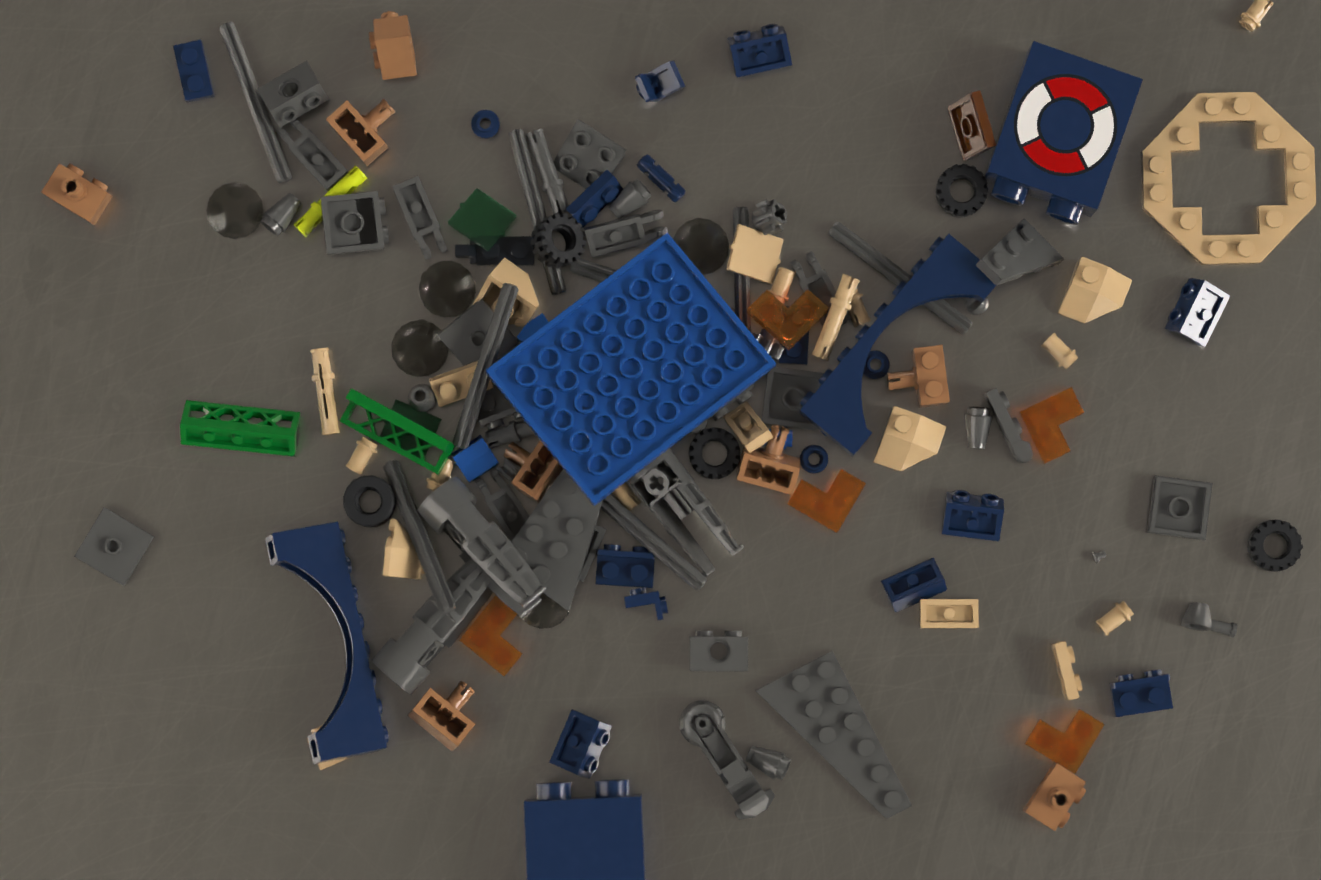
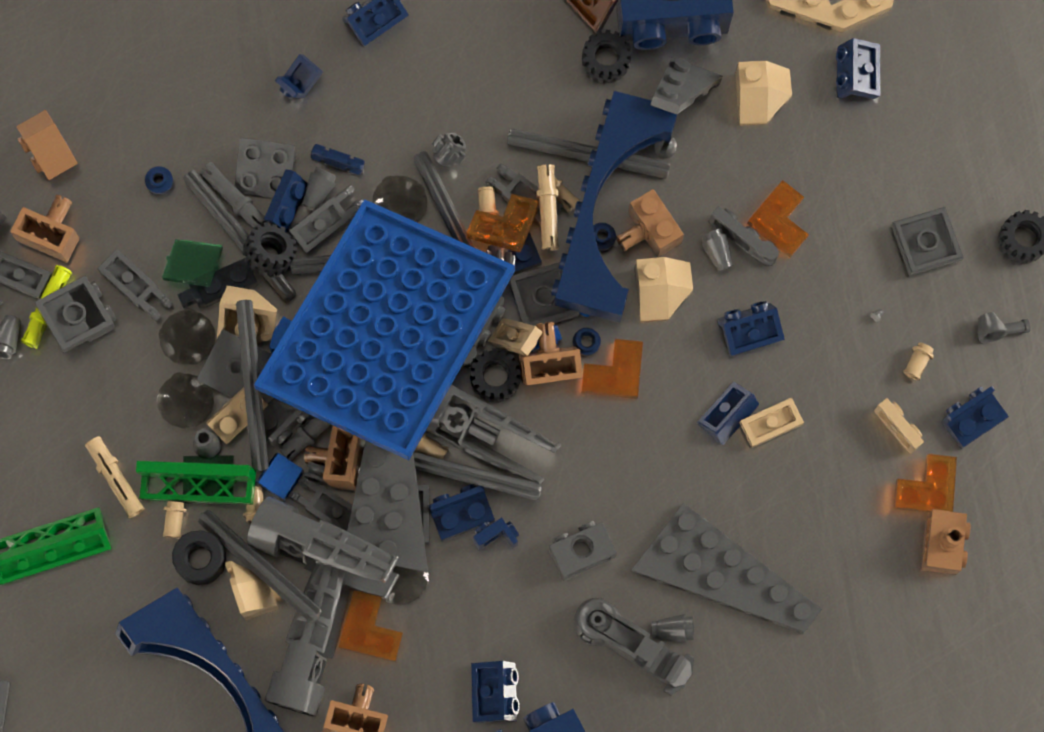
camera: 35 degrees left, 10 degrees down
(754, 254) = (450, 187): tan piece -> none
(1060, 351) = (757, 154): tan pin -> none

